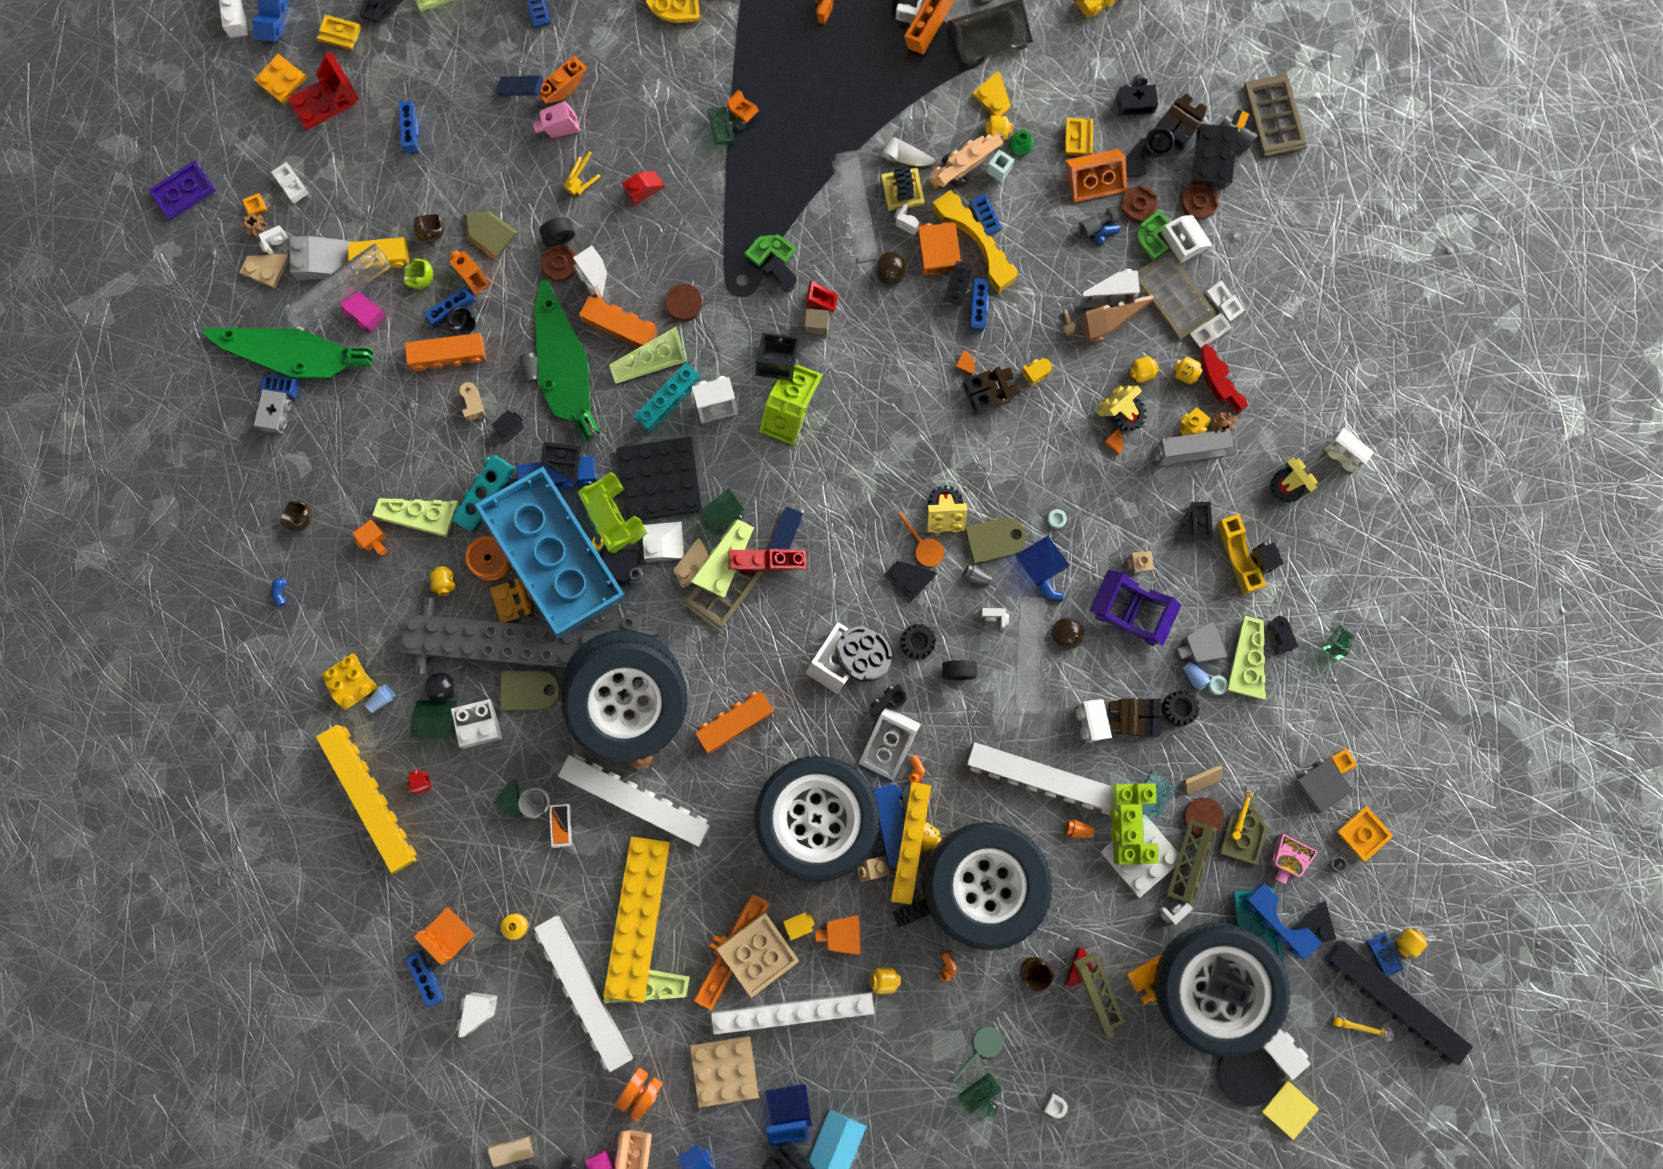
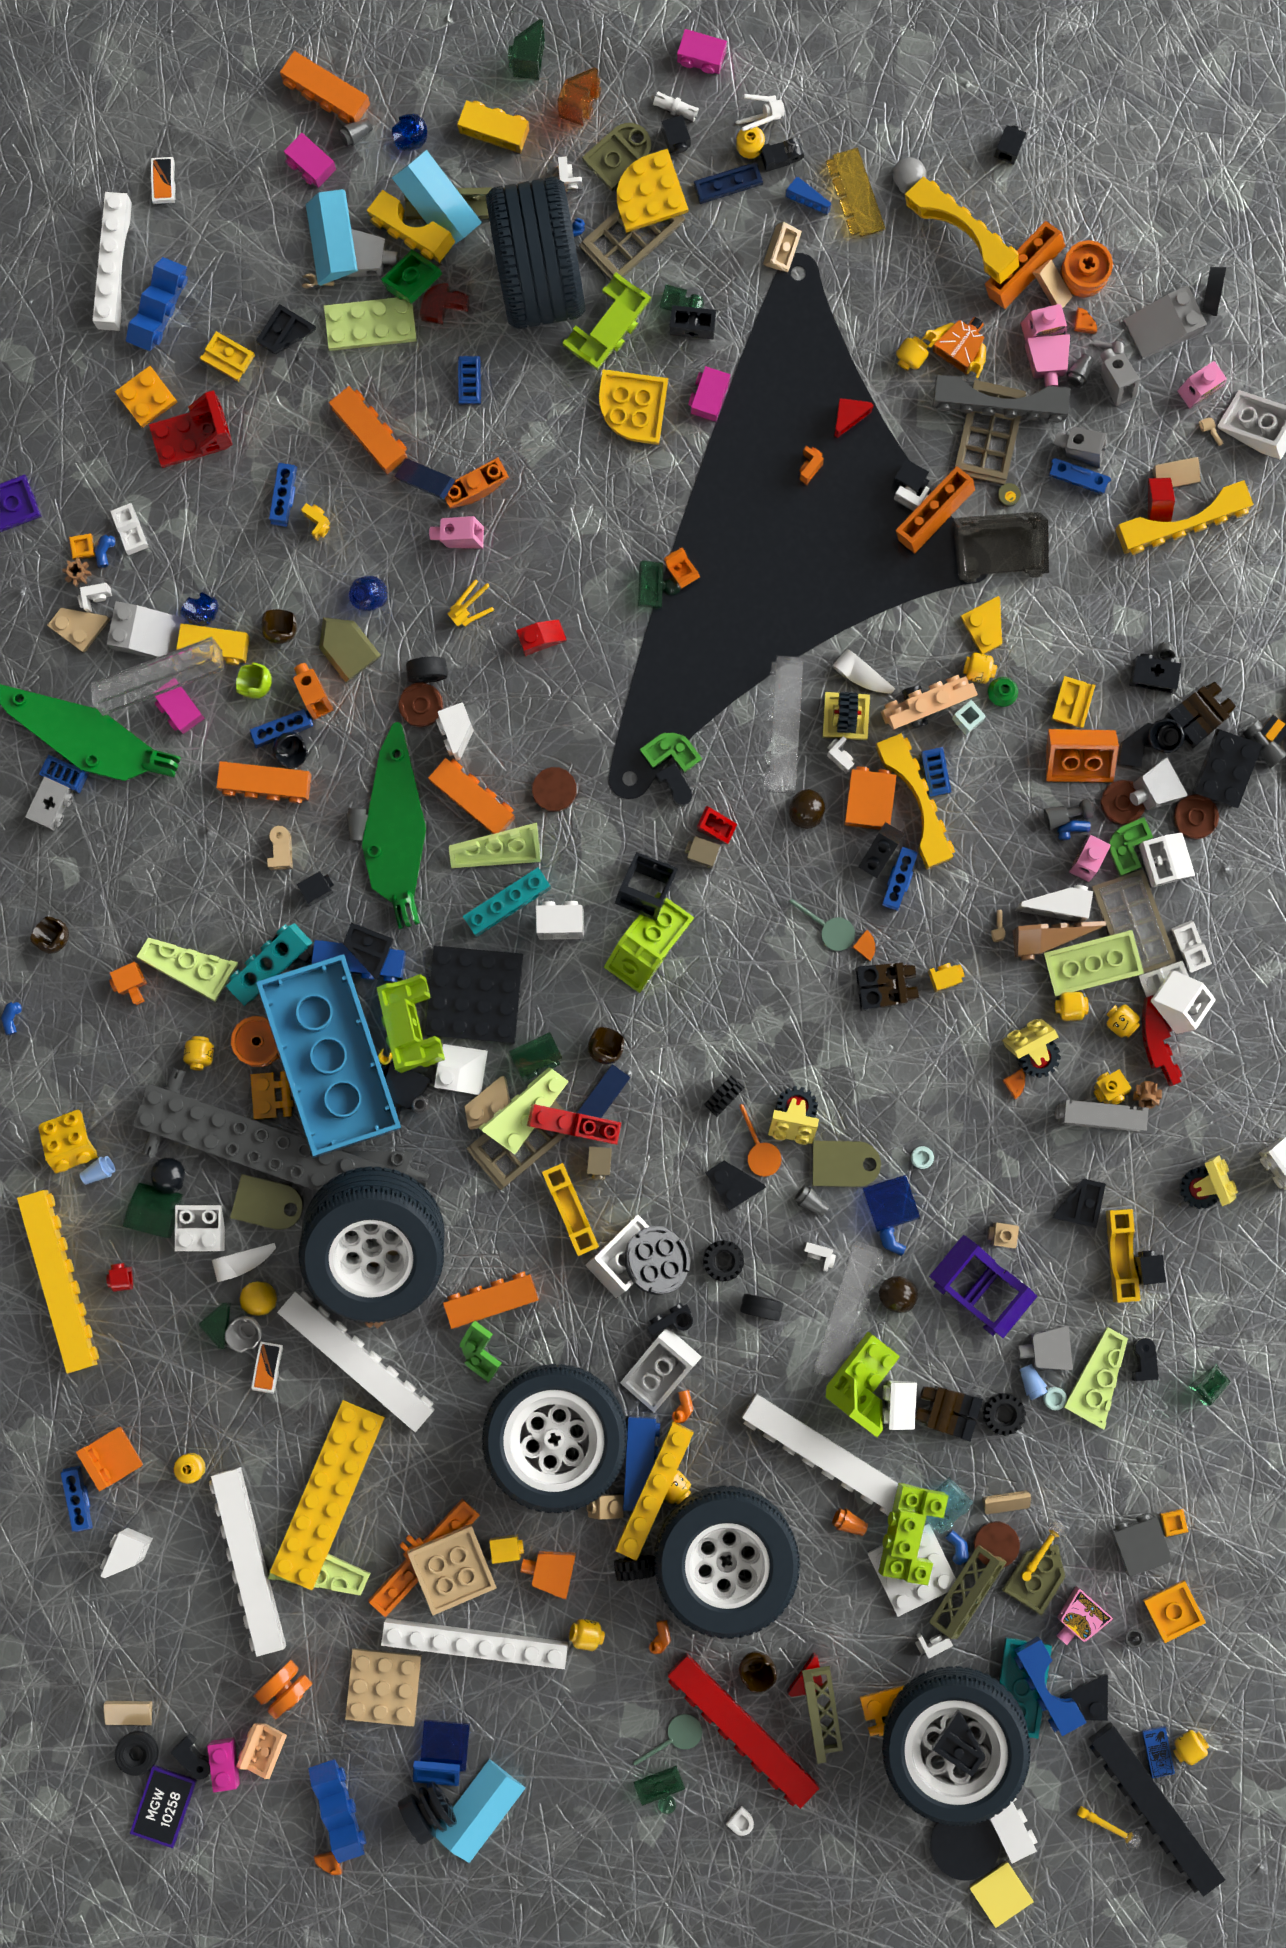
camera: 20 degrees right, 5 degrees up
(272, 197) = (101, 548): none -> blue arm
(362, 231) = (200, 610): none -> clear blue hair
(441, 137) = (316, 515): none -> yellow bracket
(465, 61) = (368, 430): none -> orange brick
(495, 186) = (368, 593): none -> clear blue hair
(517, 744) = (241, 1262): none -> white piece
(539, 770) = (258, 1298): none -> yellow hair
(730, 767) = (476, 1357): none -> bright green plate
(776, 492) = (605, 1045): none -> dark brown hair
(781, 630) = (570, 1209): none -> yellow arch
(795, 587) = (599, 1162): none -> dark tan brick
(883, 507) = (724, 1096): none -> black tyre
(940, 359) = (836, 933): none -> sand green piece
(1038, 1028) = (743, 1731): none -> red brick
(1054, 708) = (858, 1378): none -> lime bracket
(1126, 247) = (1090, 858): none -> bright pink torso
(1152, 331) = (1093, 963): none -> yellowish green plate
(1164, 183) = (1158, 787): none -> torso
(1175, 825) = (961, 1547): none -> blue arm
(1232, 342) = (1182, 1002): none -> white slope

